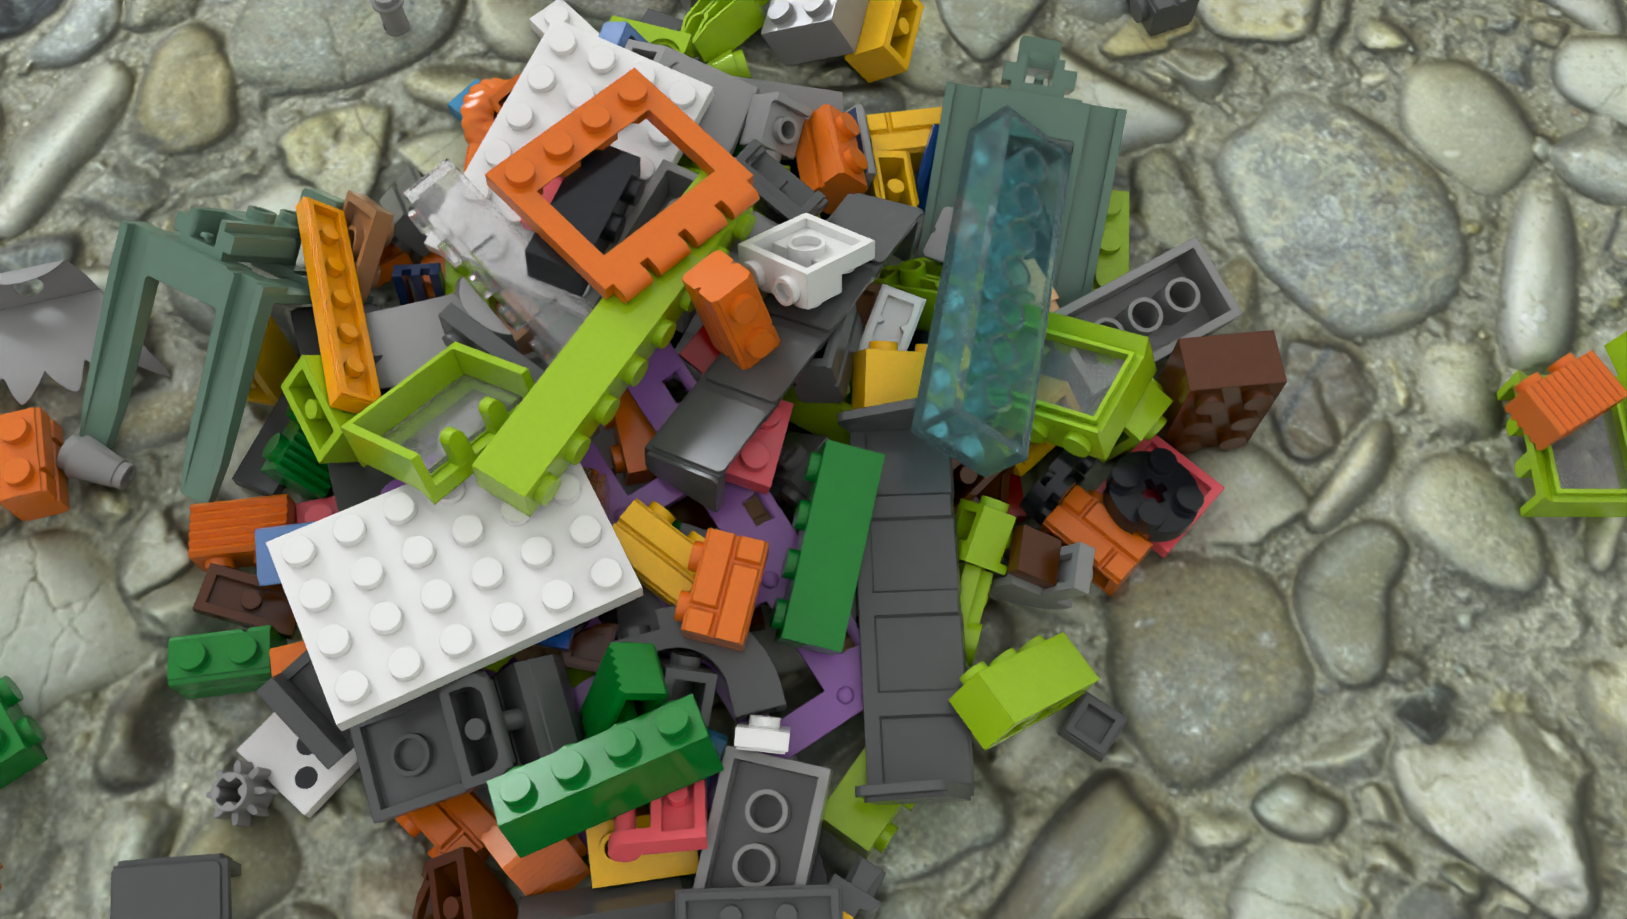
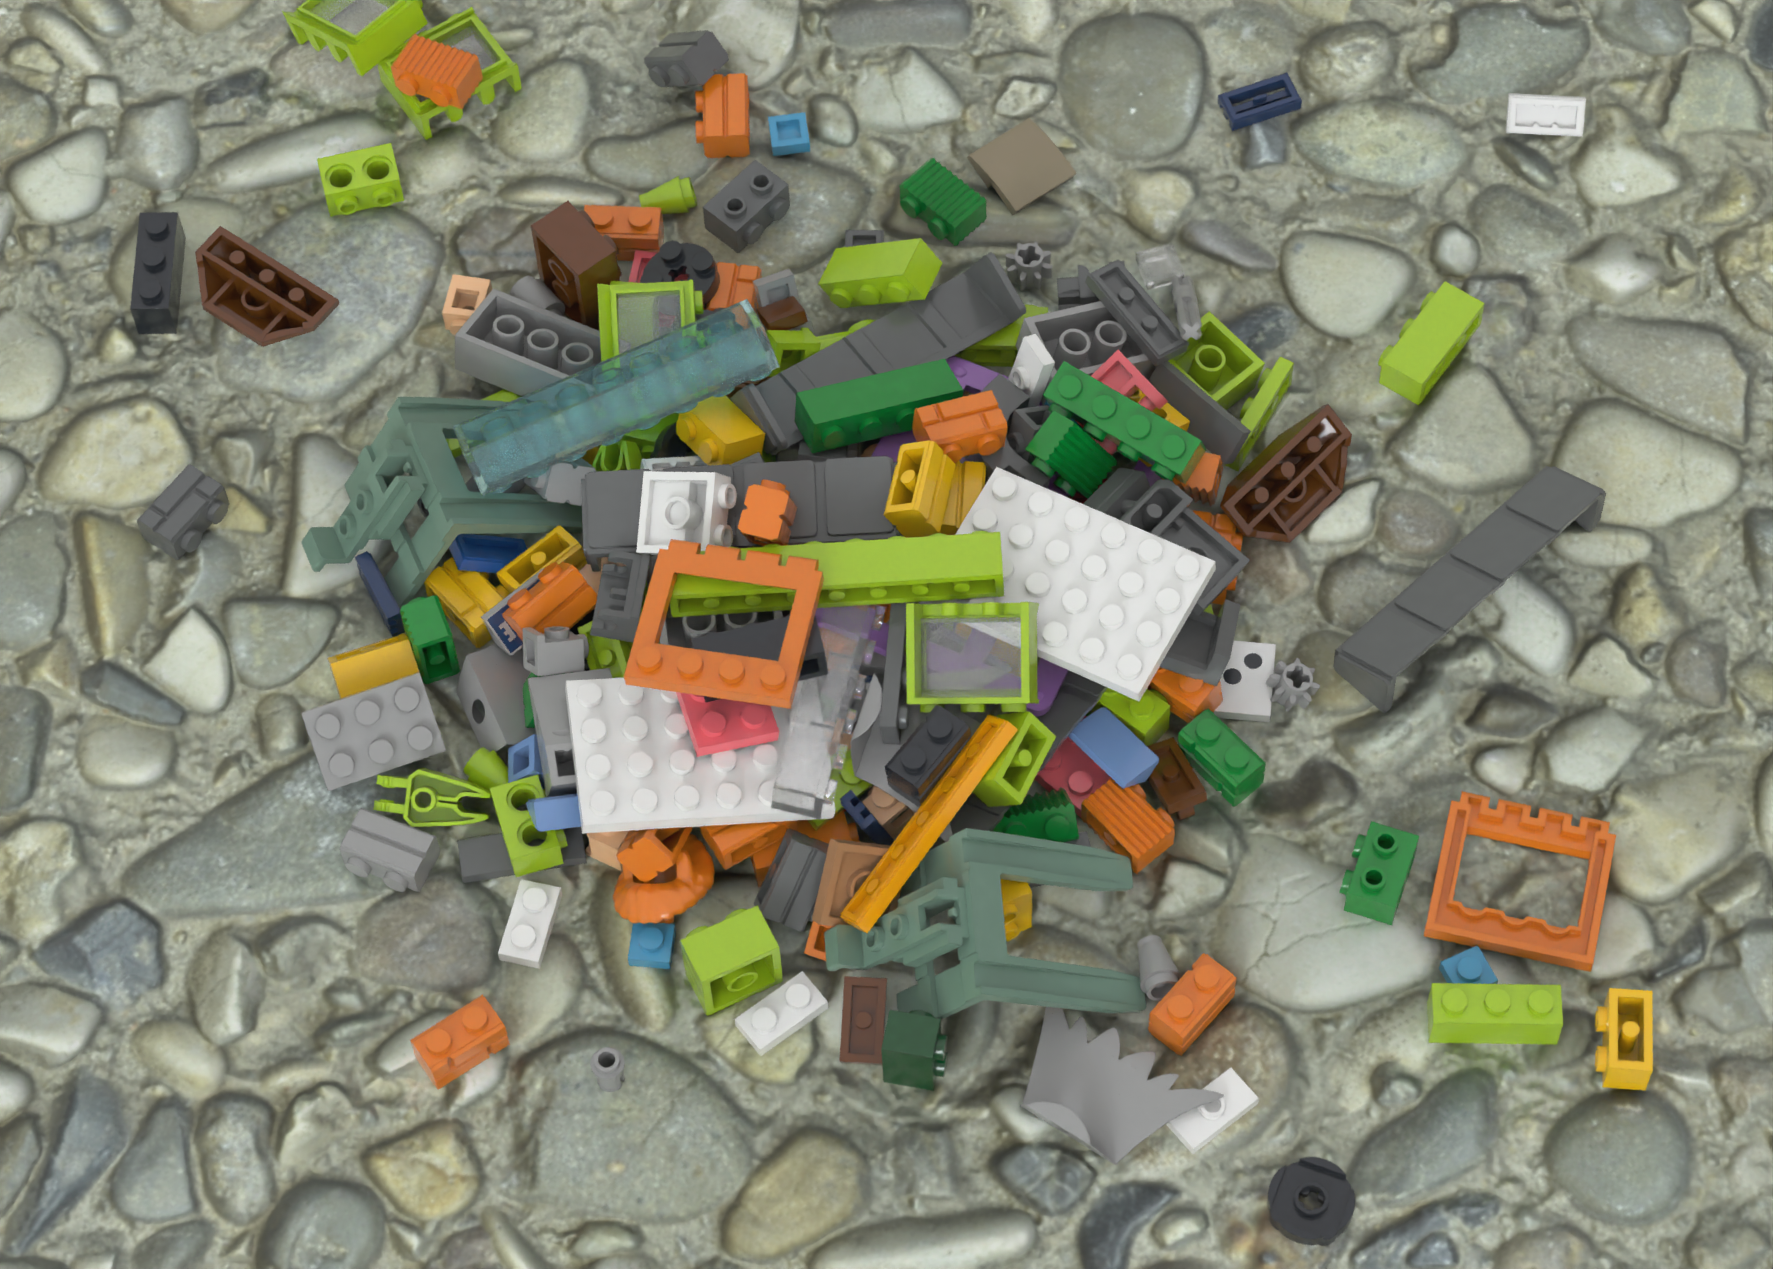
camera: 120 degrees left, 5 degrees down
(178, 189) = (913, 1049): none -> dark green brick
(258, 191) = (863, 1020): none -> reddish brown plate
(336, 157) = (781, 1013): none -> white plate
(390, 330) = (927, 755): none -> black brick
(391, 124) = (731, 959): none -> lime brick
(667, 487) = (919, 489): none -> yellow brick
(883, 73) = (430, 638): none -> green brick
(950, 897) = (1029, 265): none -> light grey gear
(965, 73) = (380, 593): none -> dark blue tile
(1100, 842) = (942, 202): none -> green brick
(1219, 631) = (747, 206): none -> dark grey brick
(1254, 487) = (629, 227): none -> orange brick
(1256, 299) = (463, 299): none -> light nougat brick
(1278, 567) = (672, 196): none -> lime cone
(1299, 739) = (789, 134): none -> dark azure plate
(1363, 684) = (725, 116): none -> orange brick
(1369, 135) = (257, 292): none -> reddish brown wedge
(1444, 82) = (158, 273): none -> black brick
(1459, 672) = (685, 59): none -> dark grey brick
(1466, 295) = (361, 176): none -> lime brick

